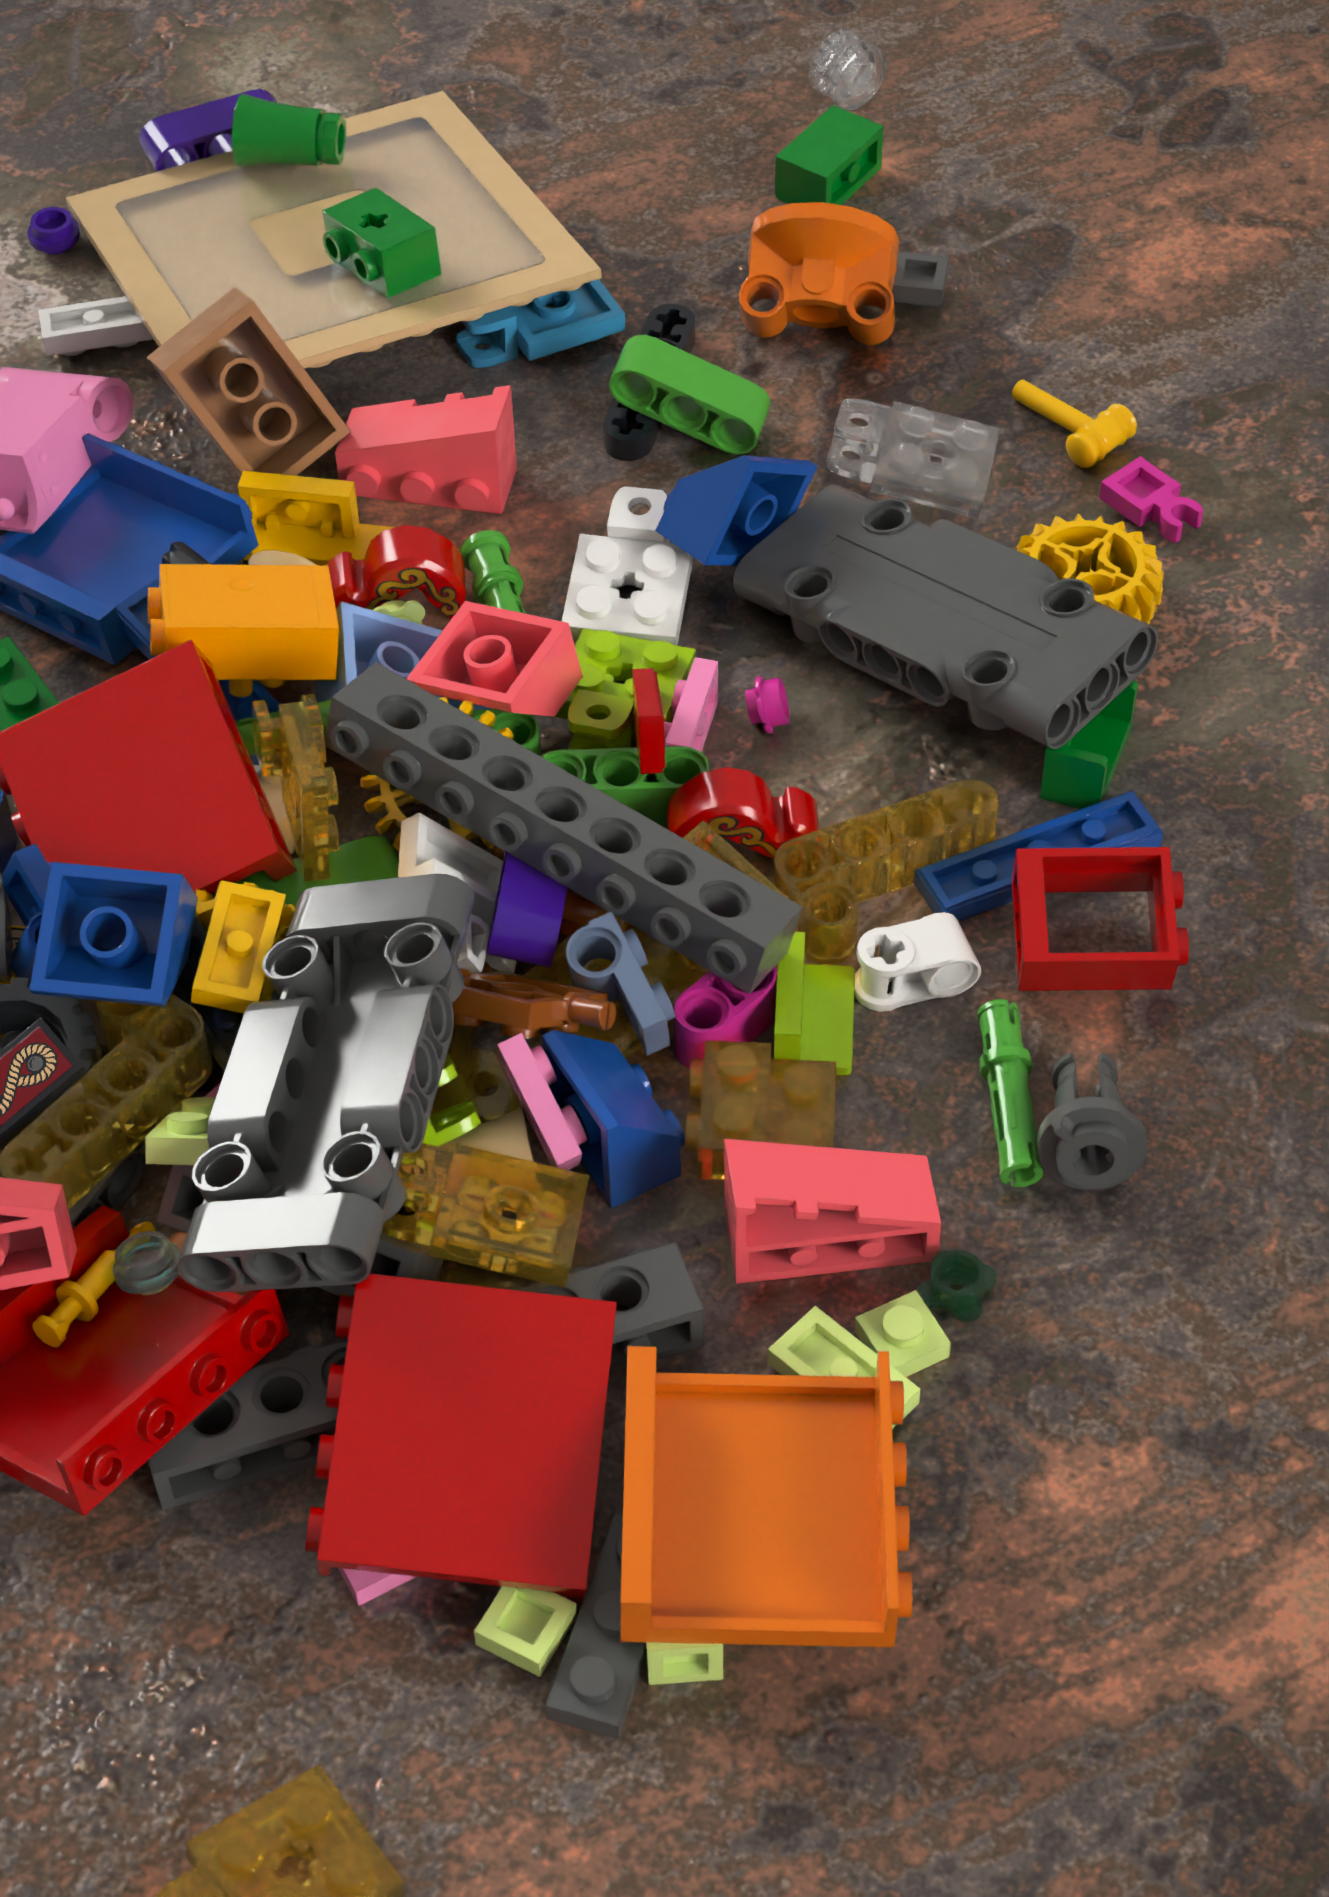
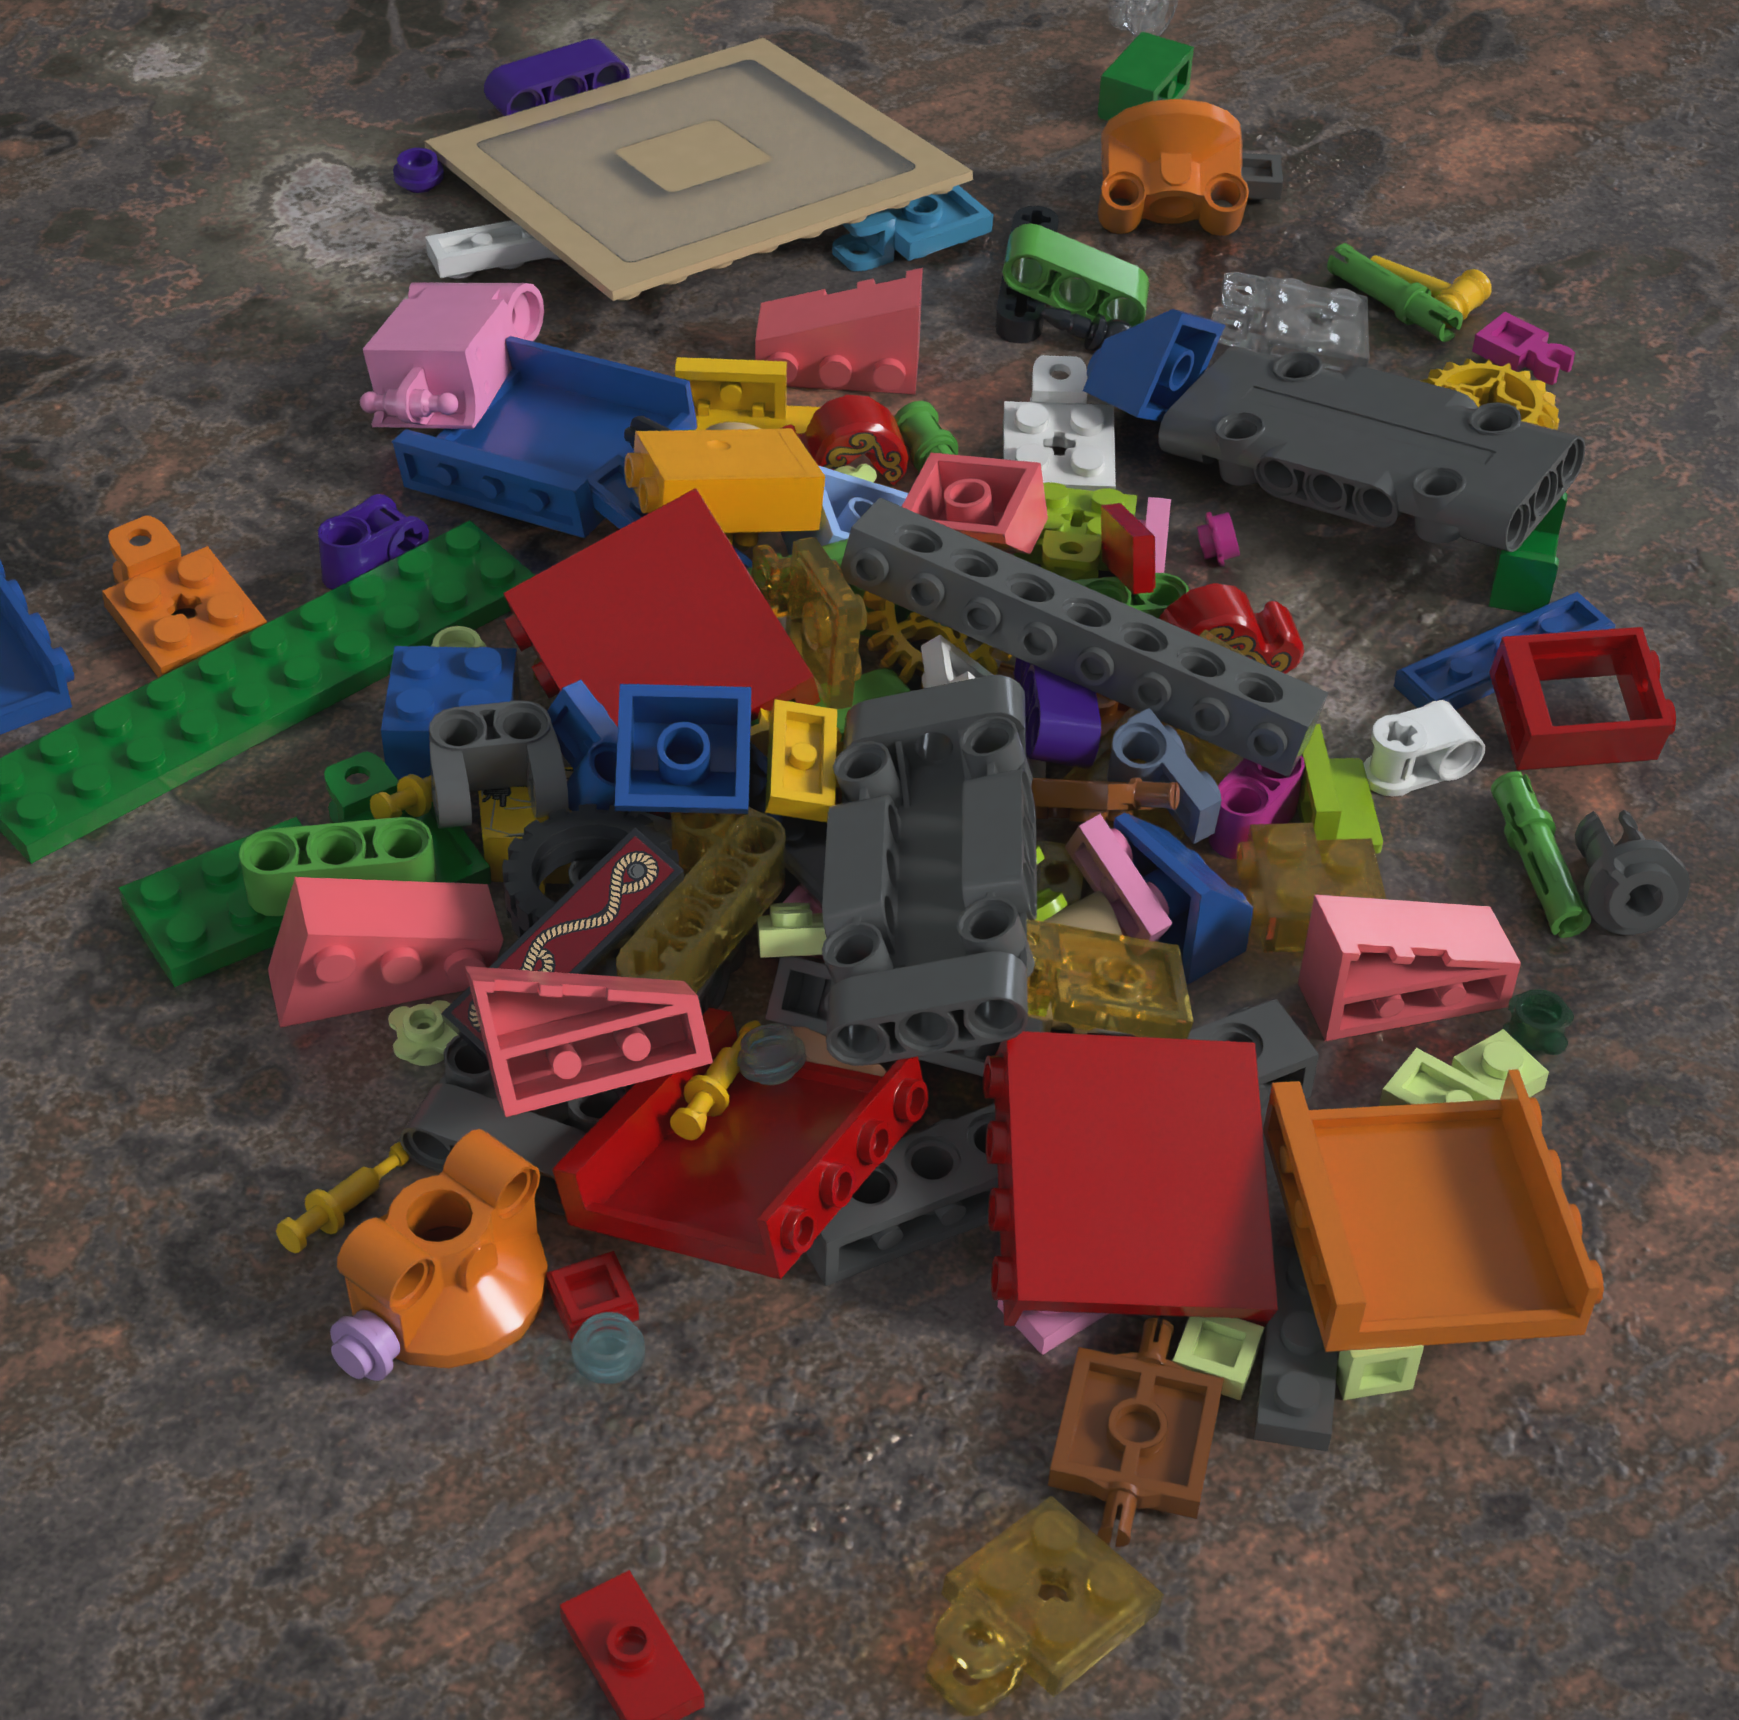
camera: 10 degrees left, 5 degrees down
(248, 389) = (670, 282): medium nougat brick -> none
(285, 134) = (635, 73): green plant -> none
(381, 242) = (761, 155): green brick -> none
(421, 1704) = (1136, 1432): none -> dark orange plate
(704, 455) = (1083, 327): none -> black bar
(875, 855) = (1365, 653): clear yellow beam -> none
(1044, 436) = (1409, 301): none -> bright green pin

